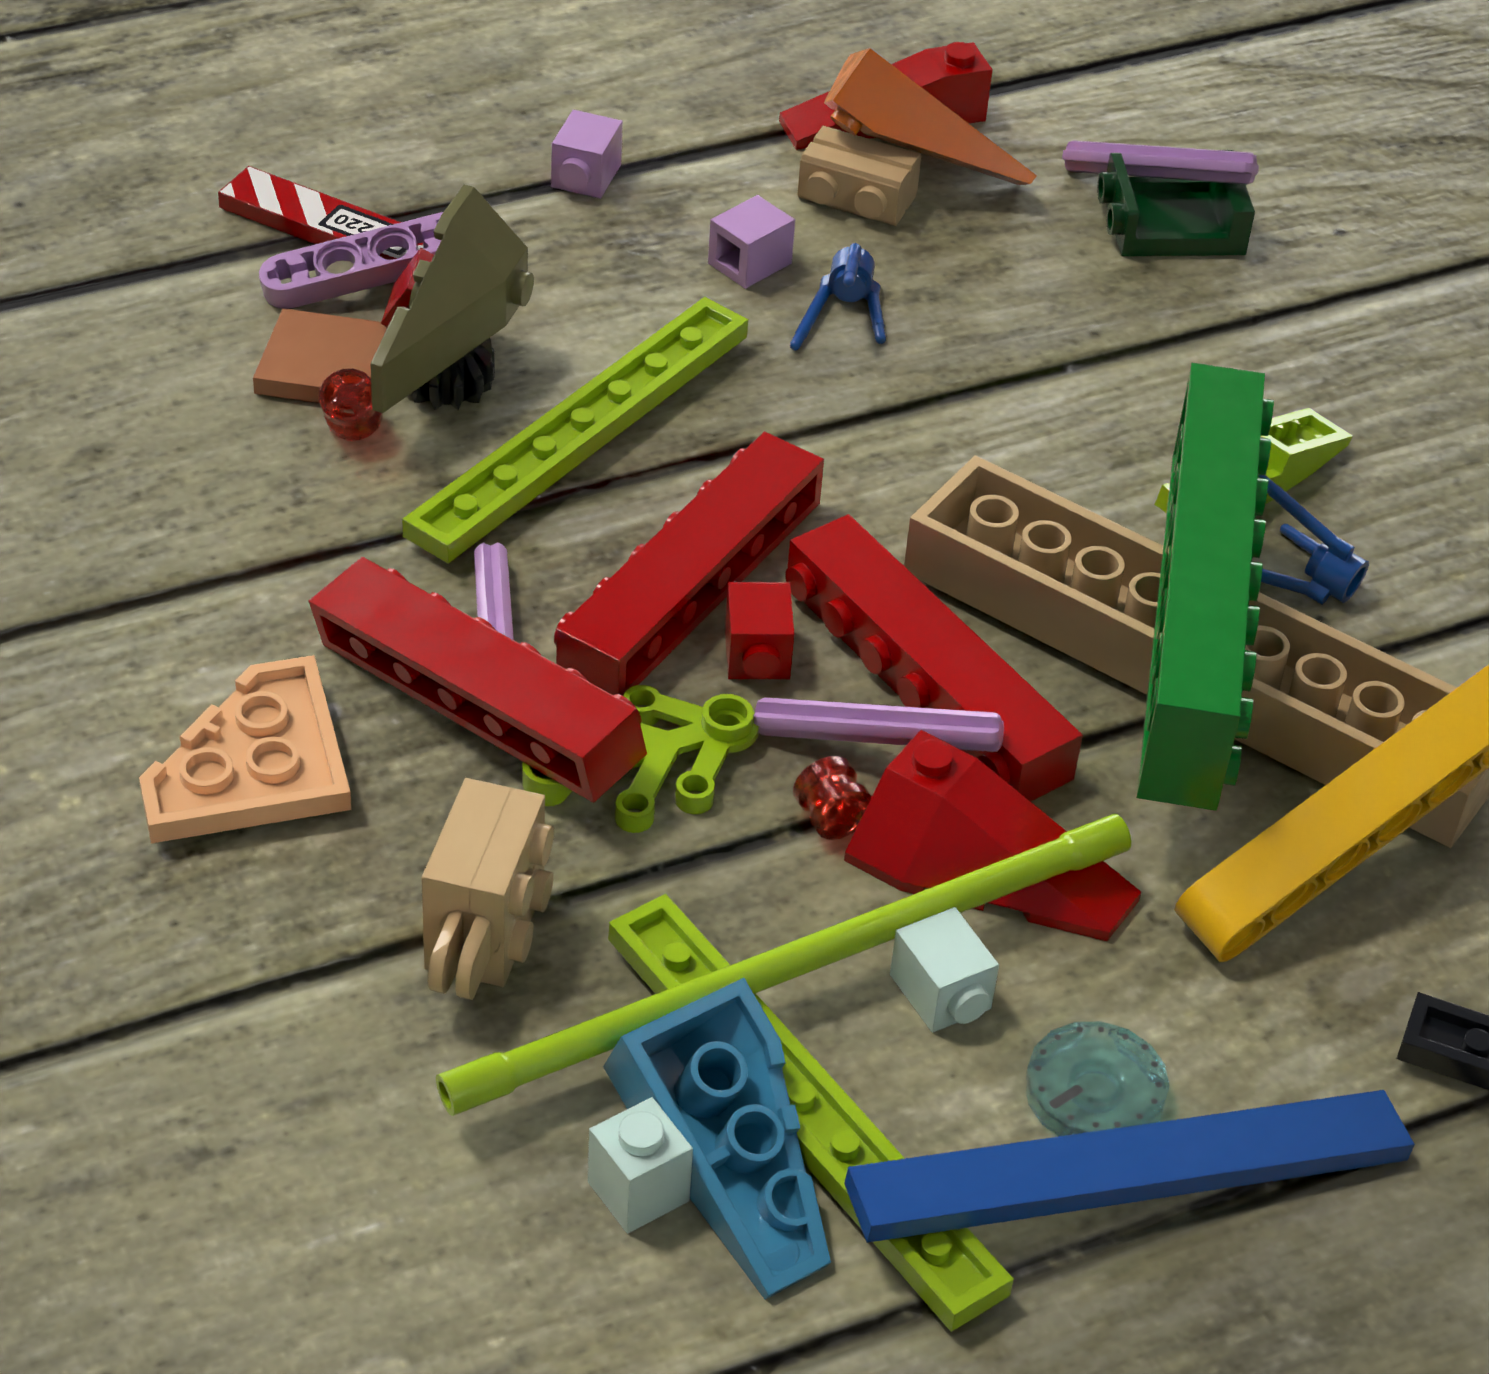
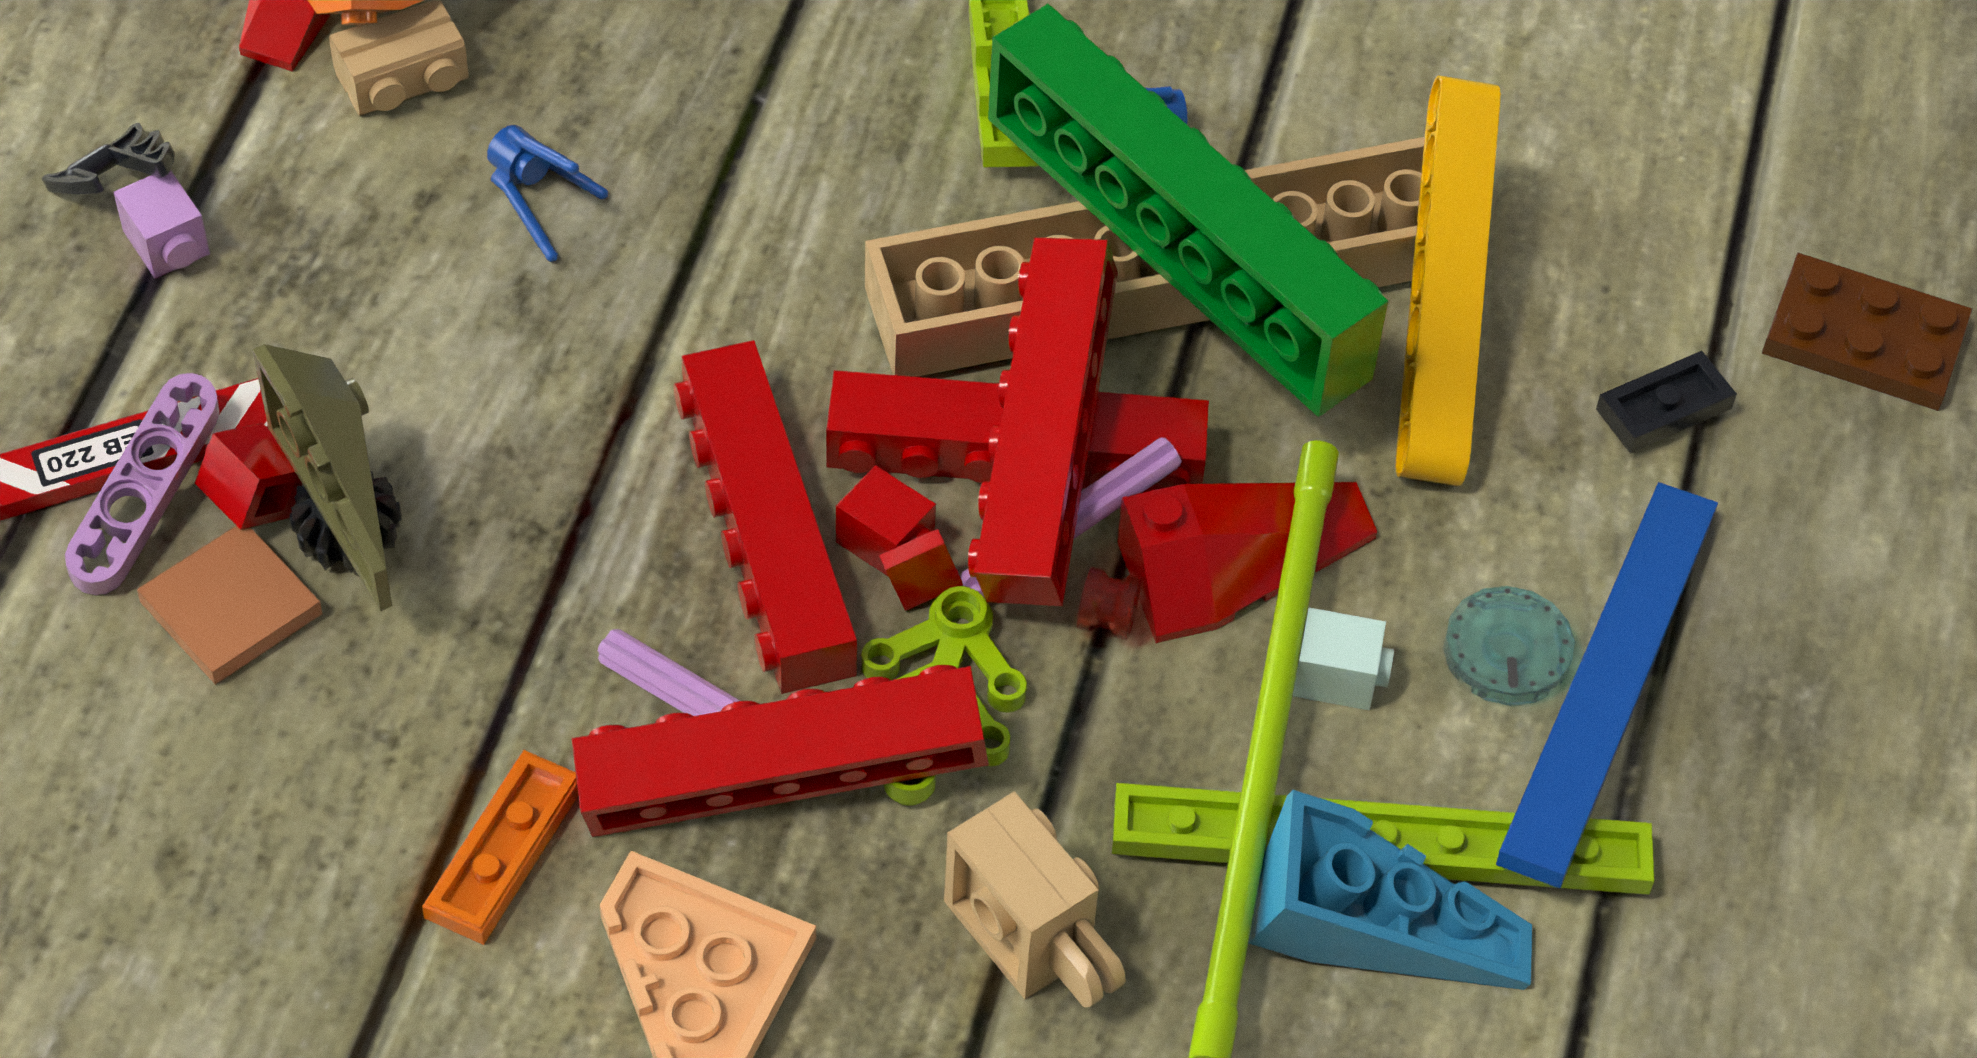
camera: 50 degrees left, 10 degrees up
(247, 600) = (502, 847): none -> orange tile
(349, 391) = (338, 608): clear red wheel -> none
(573, 430) = (519, 482): lime plate -> none
(609, 106) = (130, 151): none -> black piece
(639, 1164) = (1368, 982): light aqua brick -> none
(735, 667) = (921, 569): none -> red tile
(751, 241) = (407, 192): lavender brick -> none
(926, 635) = (1045, 422): none -> red brick

